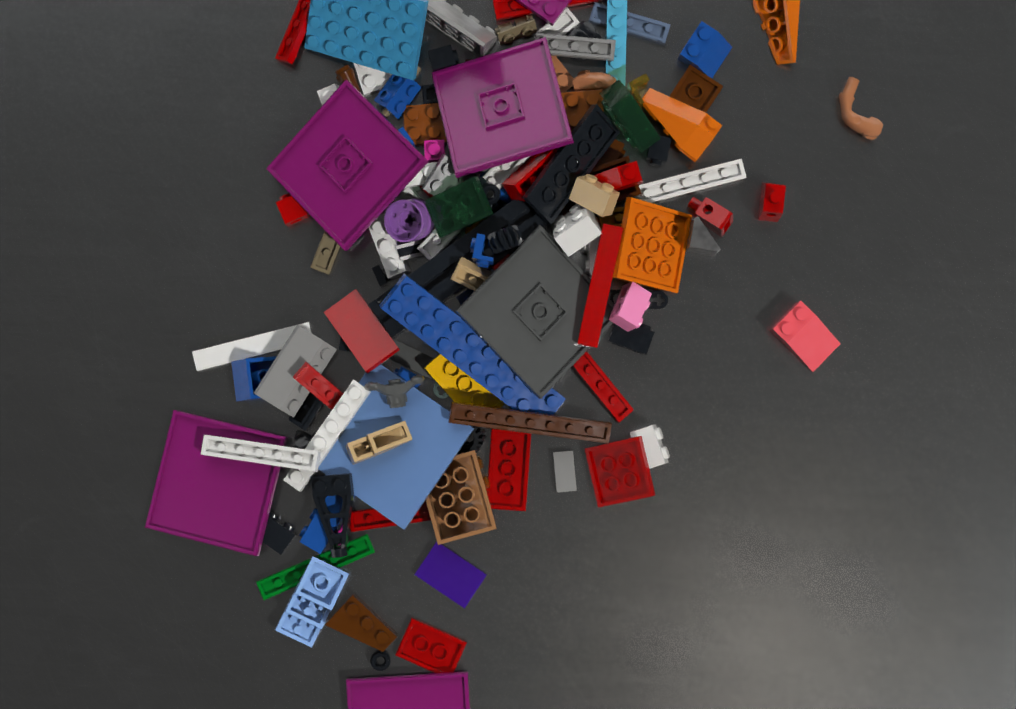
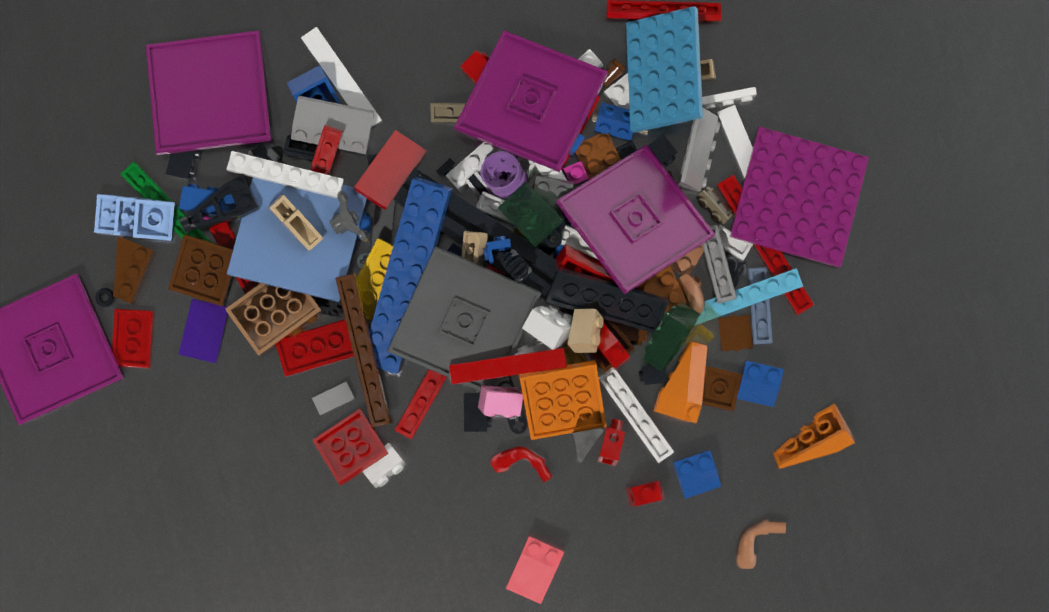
camera: 75 degrees right, 0 degrees up
(261, 453) = (247, 122): white plate -> none
(390, 553) = (202, 270): none -> reddish brown plate
(647, 57) = (735, 333): none -> reddish brown piece
(687, 325) = (504, 459): none -> red piece
(770, 144) = (697, 474): none -> blue slope

